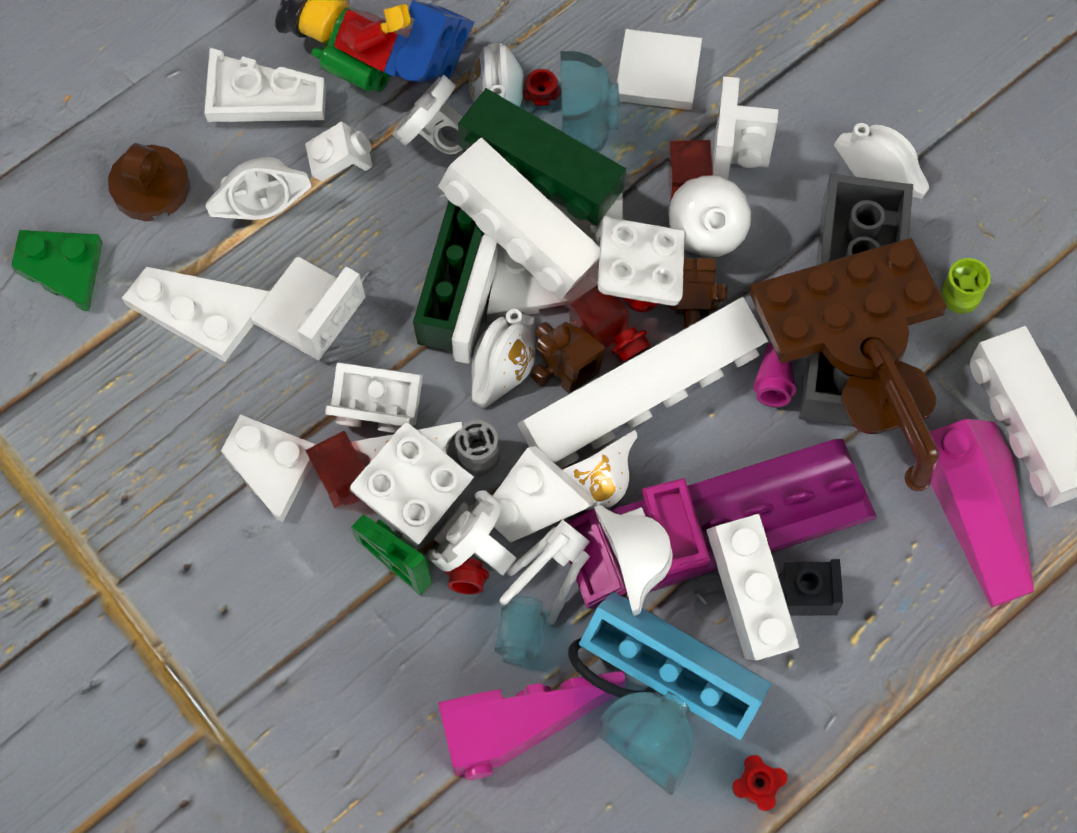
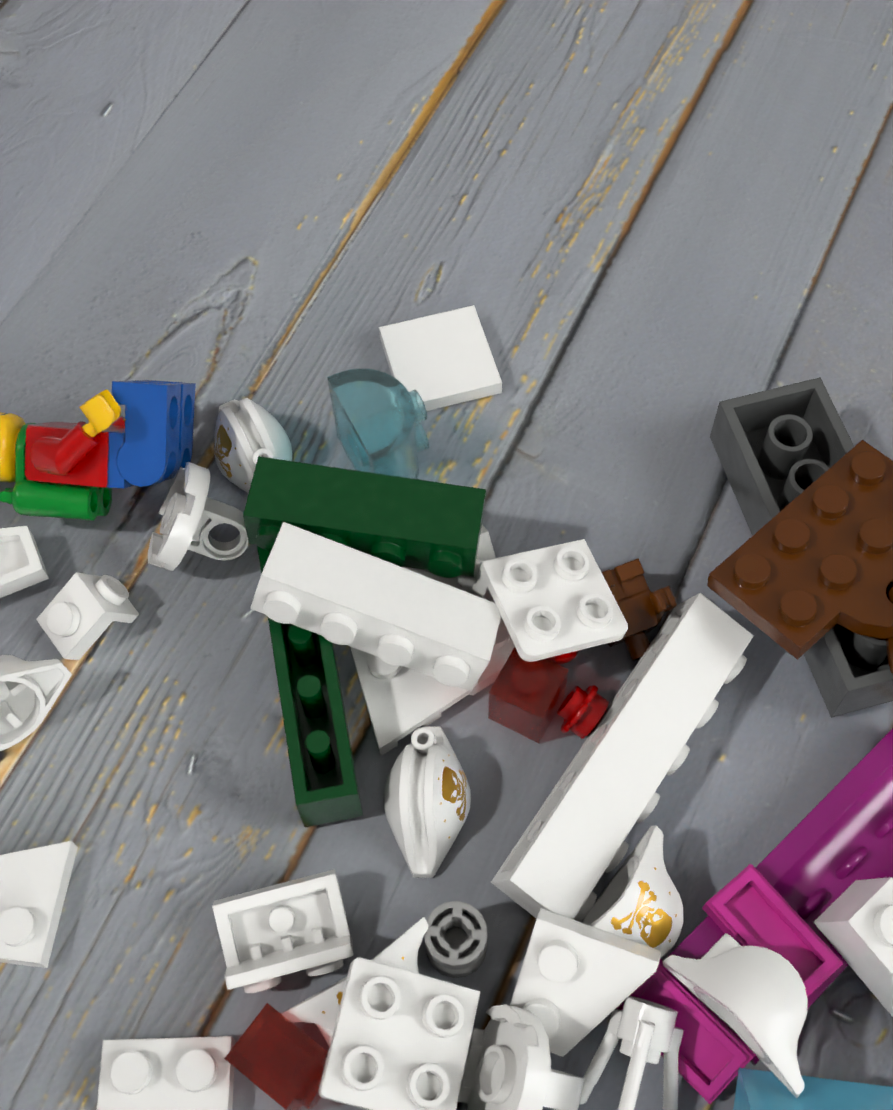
camera: 25 degrees left, 5 degrees down
(310, 306) = (135, 839): white bracket -> none
(475, 299) = (361, 738): white tile -> none
(538, 80) = (307, 423): red plate -> none
(568, 354) = (511, 757): reddish brown piece -> none
(687, 161) = (543, 465): clear red brick -> none
(711, 214) = (601, 503): white cylinder -> none
(742, 132) = (582, 397): white bracket -> none
(774, 379) = (778, 677): dark pink cone -> none
(882, 155) = (748, 360): white hat -> none

